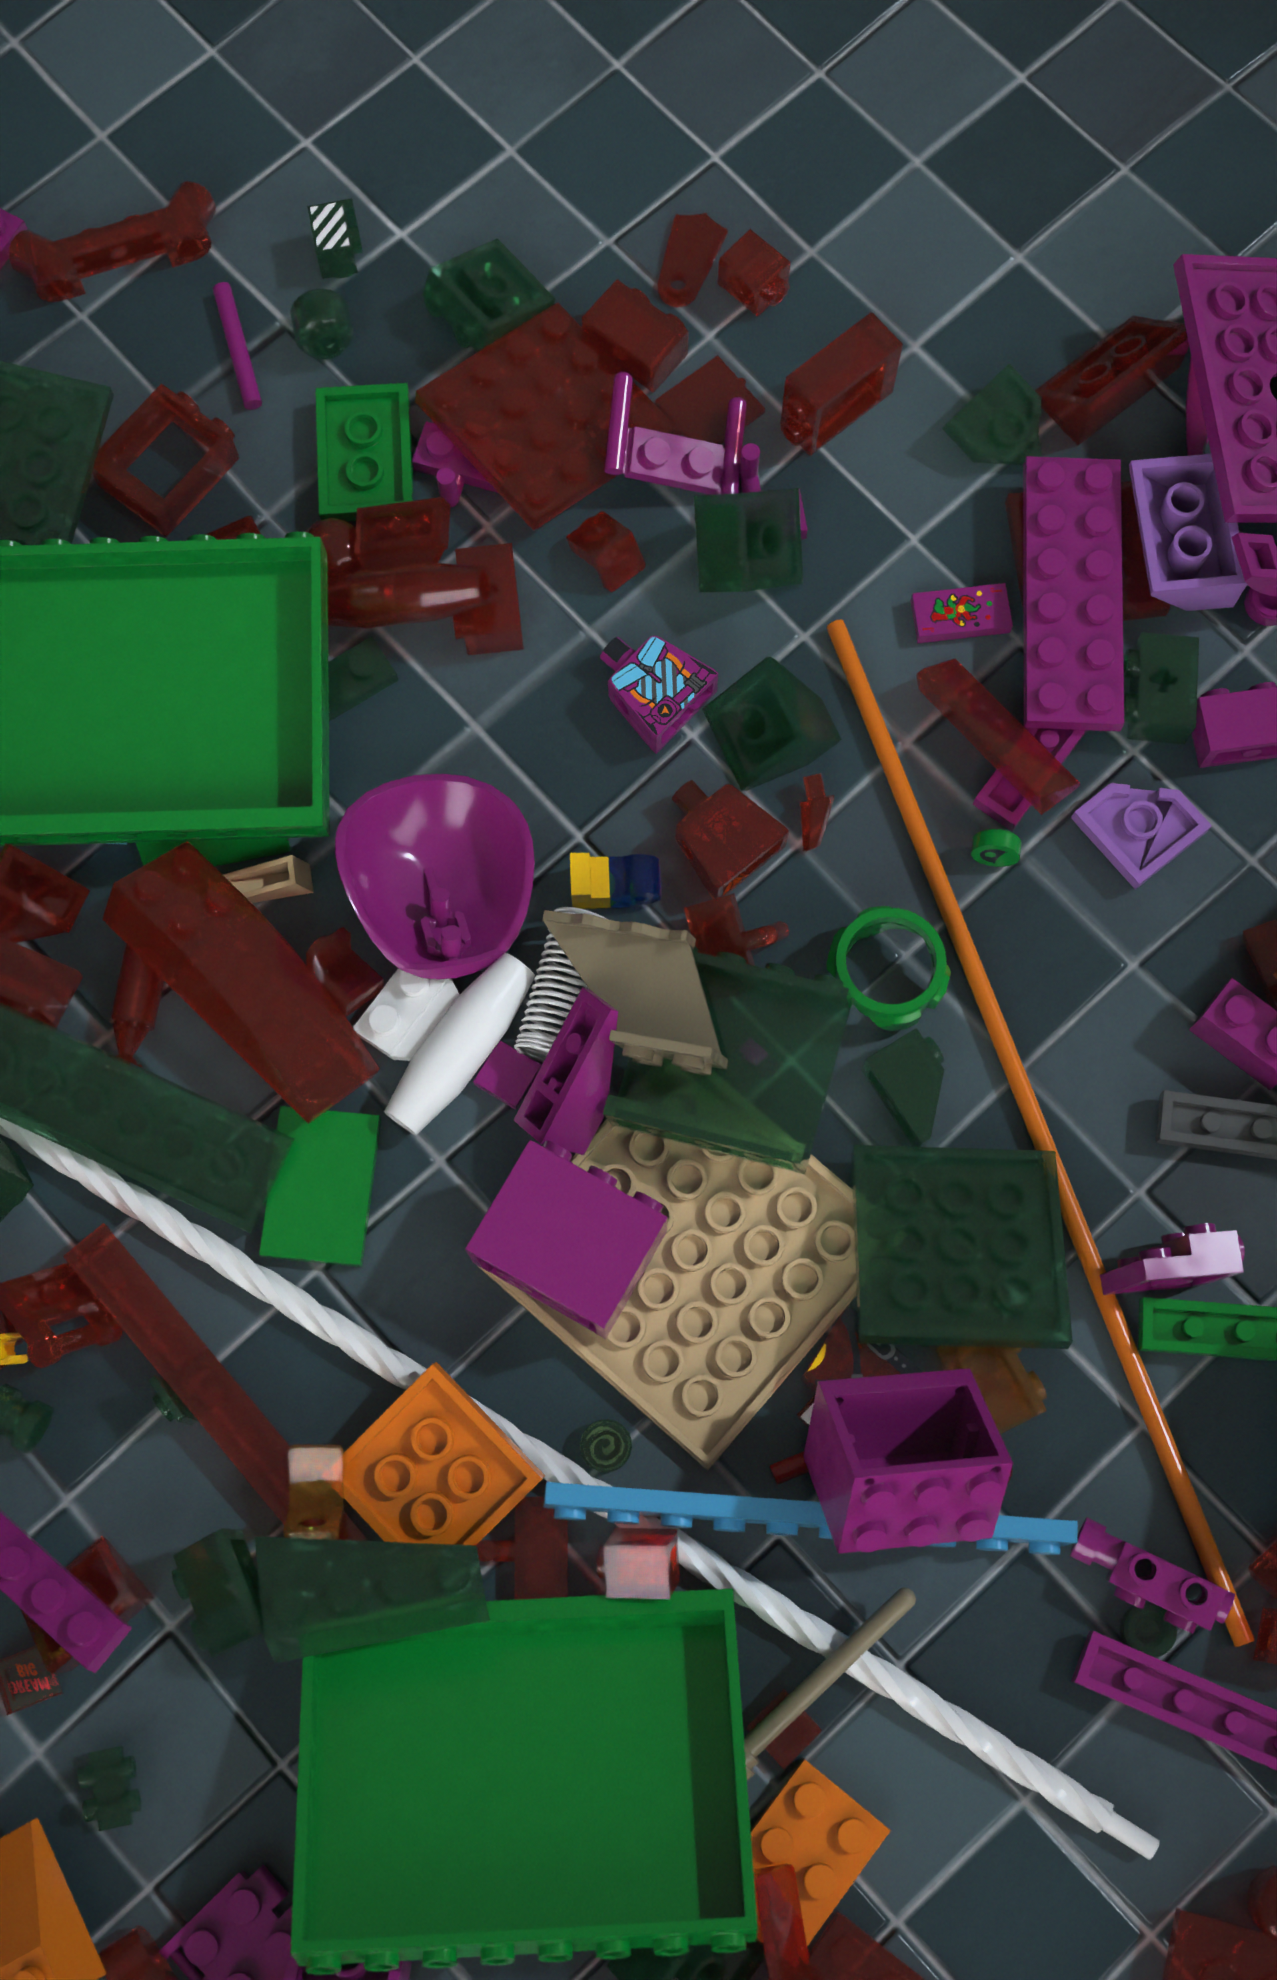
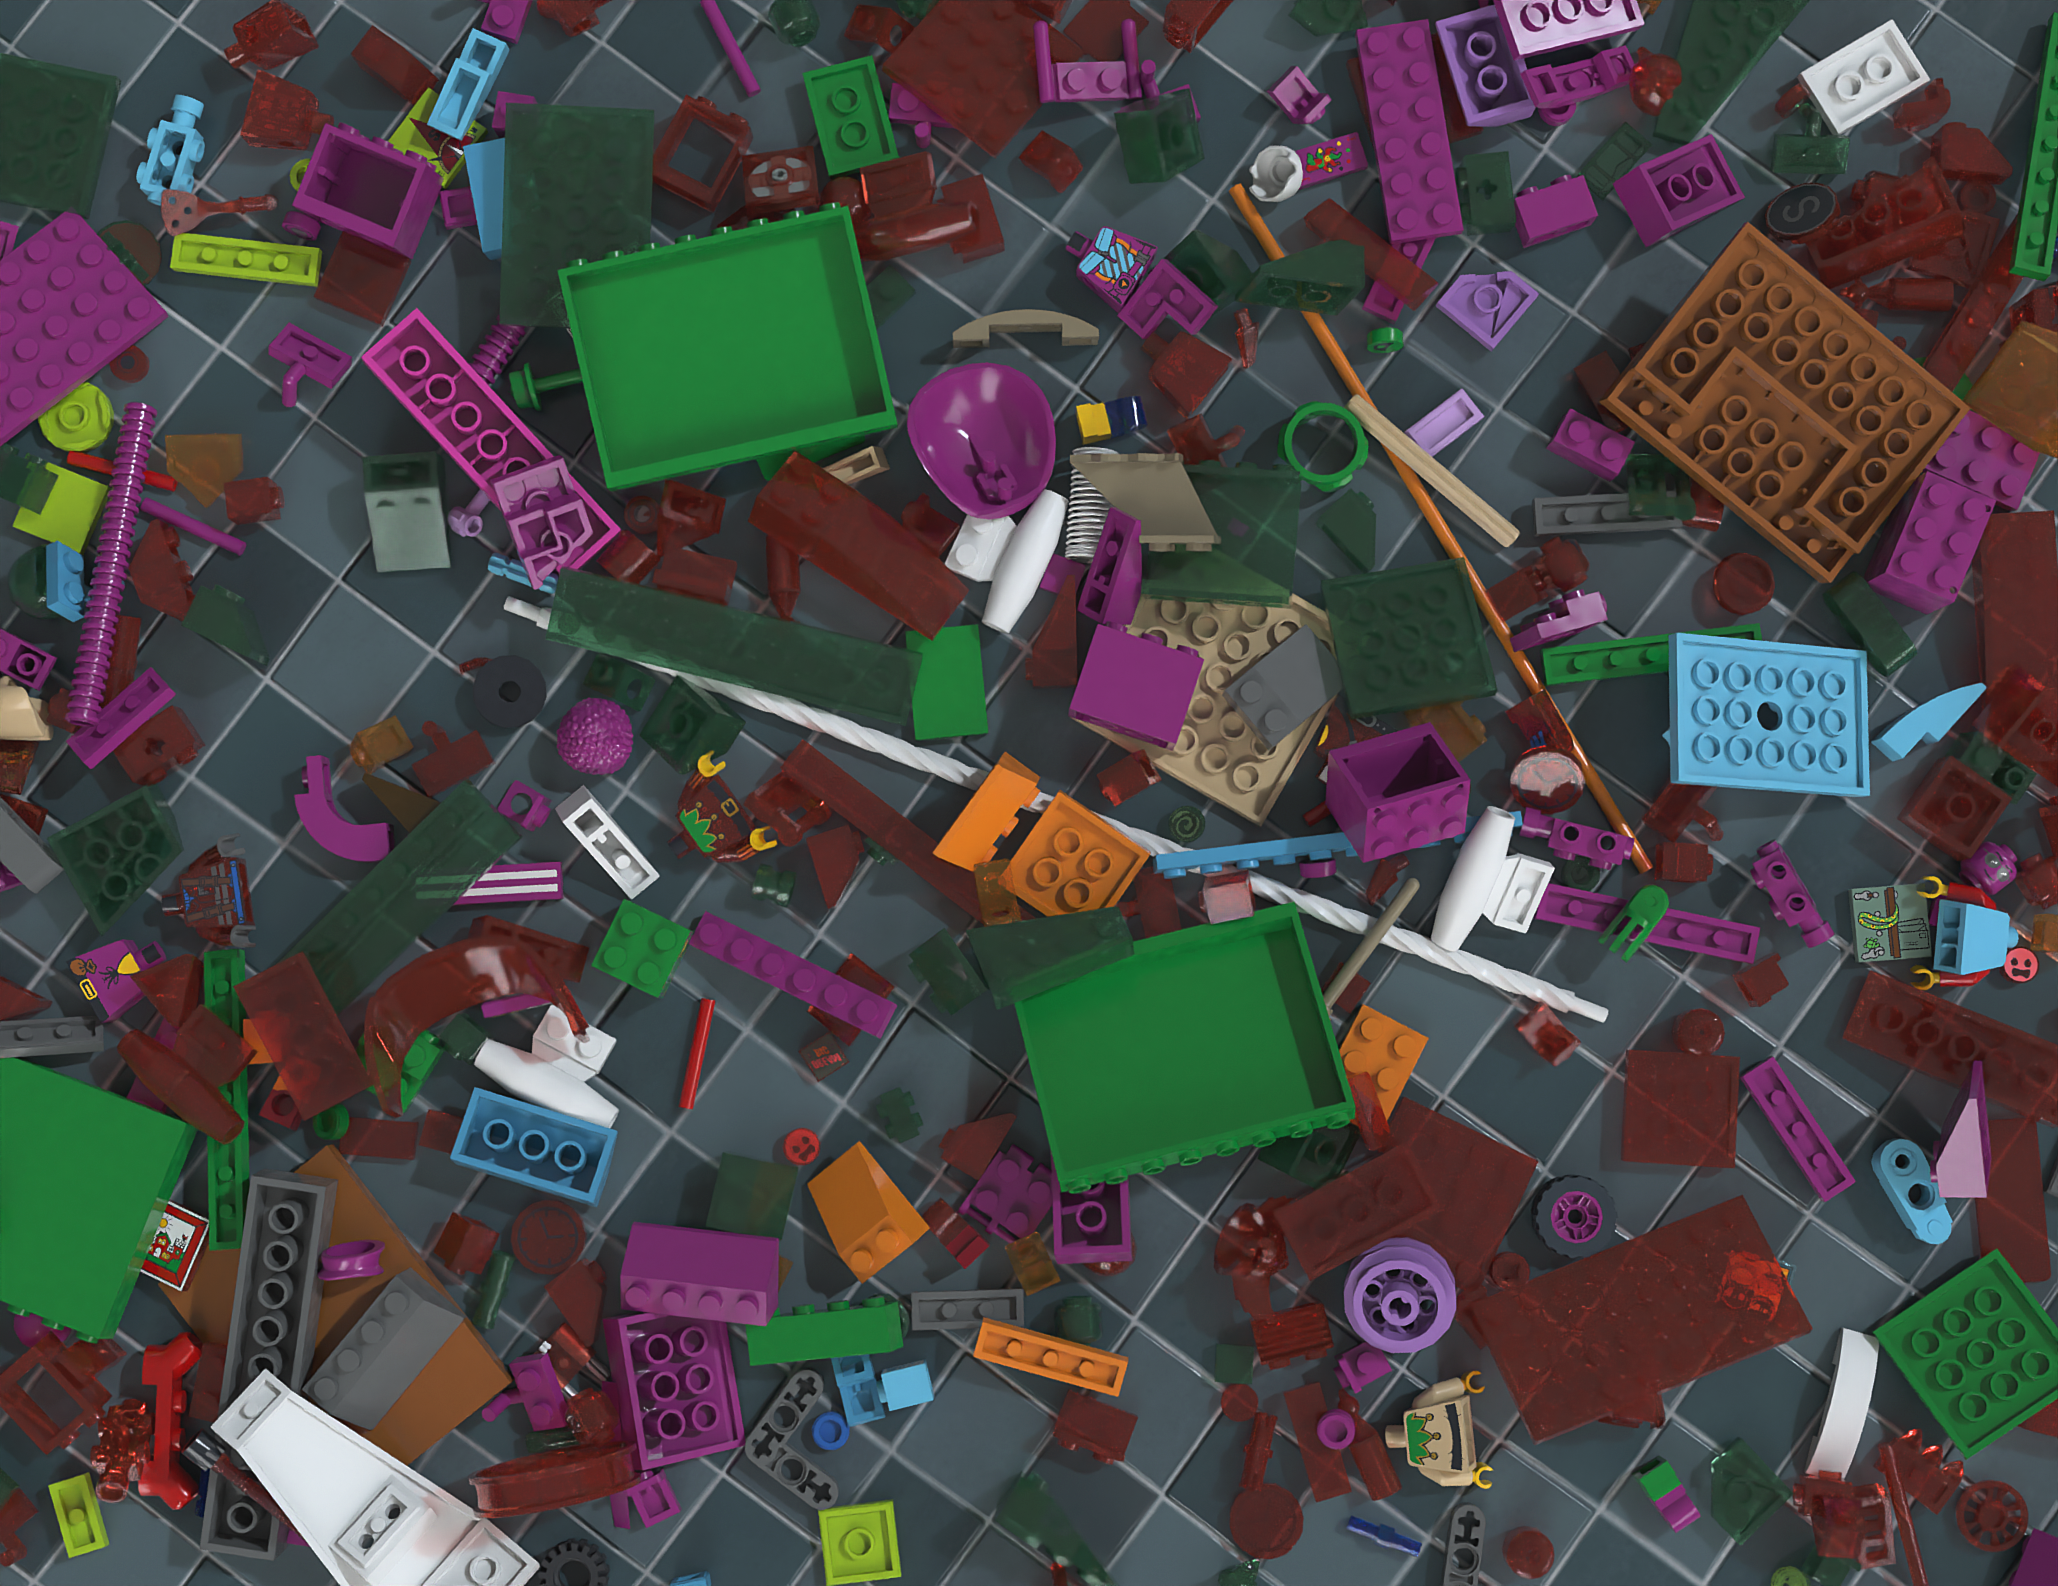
camera: 15 degrees left, 10 degrees up
(108, 1403) = (835, 861): none -> clear red slope
(205, 1854) = (975, 1143): none -> clear red slope
(255, 505) = (780, 180): none -> clear red piece
(327, 1376) = (989, 814): none -> orange slope
(419, 349) = (875, 24): none -> clear red bracket
(465, 737) = (1027, 320): none -> dark tan slope
(478, 1160) = (1055, 650): none -> clear red slope
(536, 1364) = (1128, 778): none -> clear red brick
(721, 734) = (1167, 293): none -> magenta plate
(776, 1546) = (1317, 869): none -> magenta tile
(777, 1281) = (1285, 687): none -> dark grey slope
(869, 1578) = (1385, 877): none -> clear red bar
(891, 614) = (1276, 174): none -> white hair
(906, 745) = (1310, 281): none -> clear green slope
(937, 527) = (1298, 97): none -> magenta bracket
(1016, 1618) = (1489, 883): none -> white plate
(1032, 1030) = (1432, 471): none -> tan axle
(1056, 972) = (1445, 423): none -> lavender tile
(1065, 1863) = (1547, 1035): none -> clear red bracket
(1121, 1213) = (1517, 592): none -> clear red bracket
(1122, 1483) = (1547, 779): none -> clear red tile
(1127, 1407) = (1541, 722): none -> clear red leg
(1189, 1186) = (1562, 564): none -> clear red head
(1234, 1704) = (1642, 911): none -> green arm

